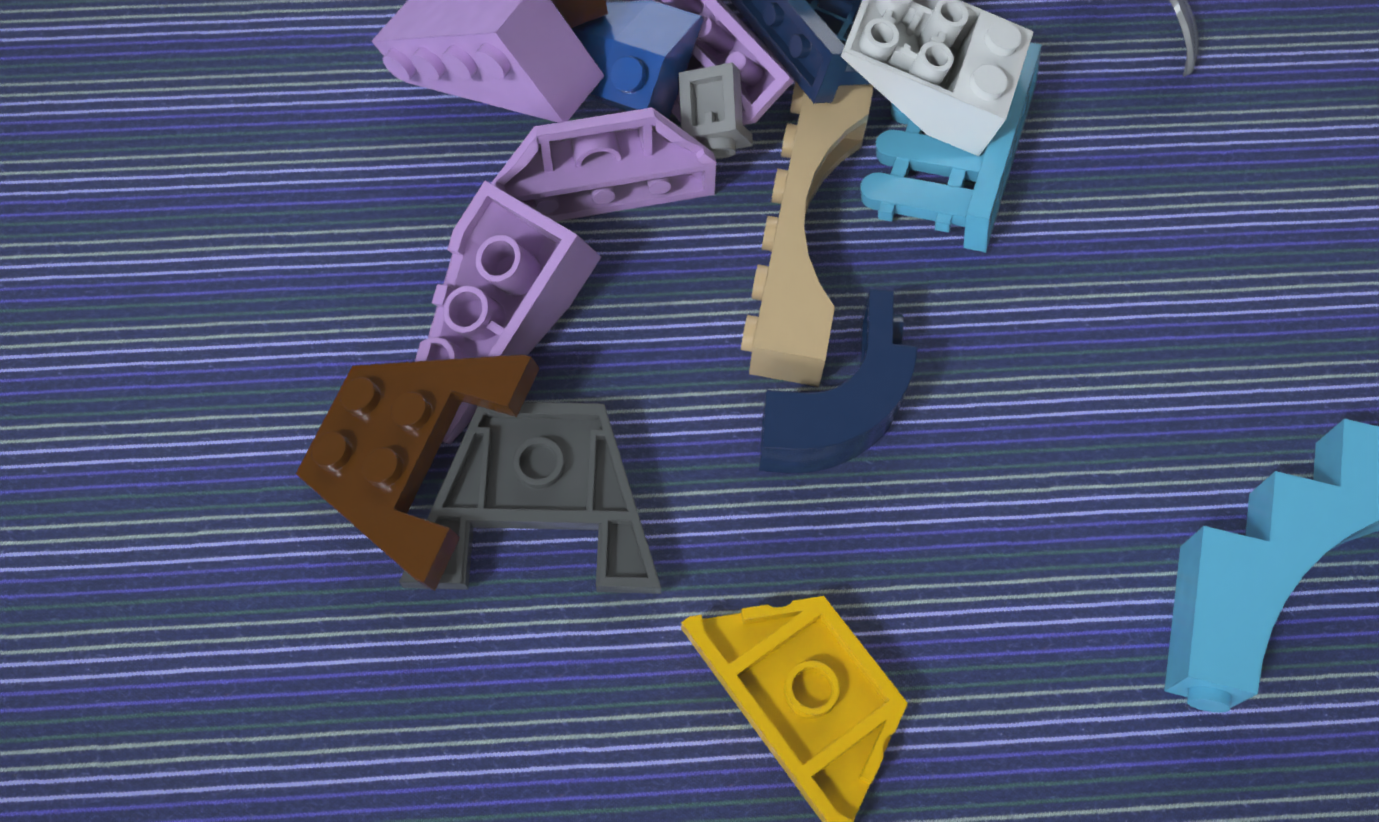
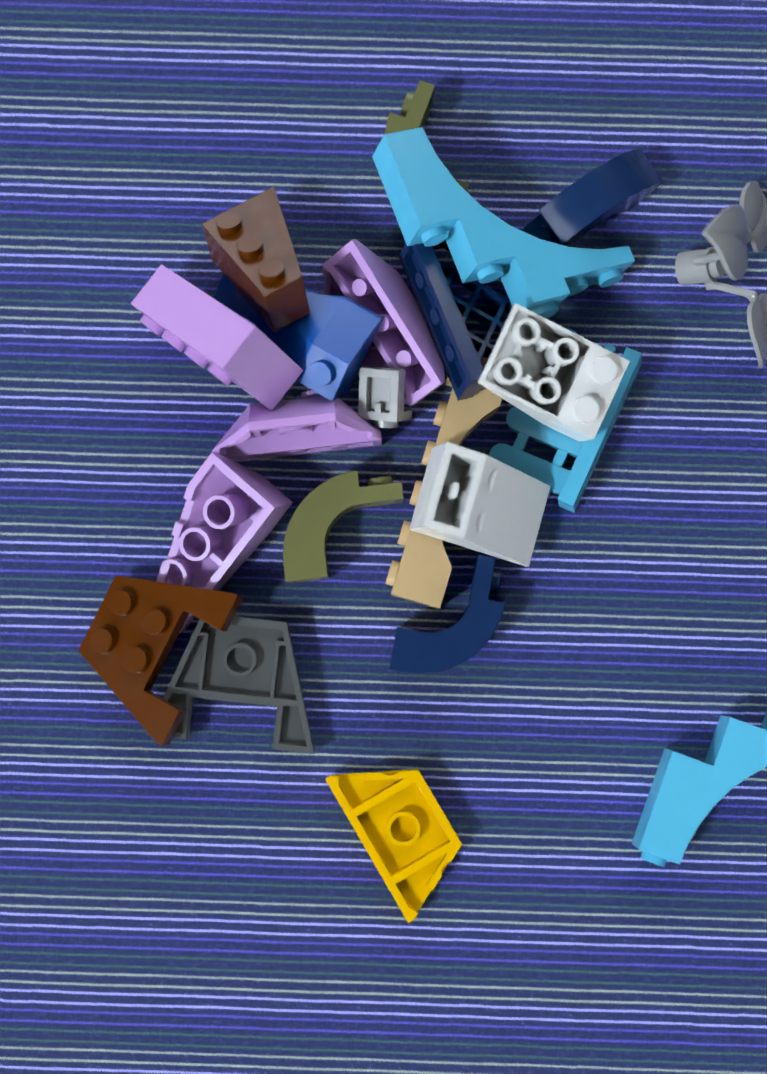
camera: 10 degrees right, 20 degrees up
(645, 261) = (318, 512): none -> olive arch
(861, 214) = (480, 504): none -> white slope

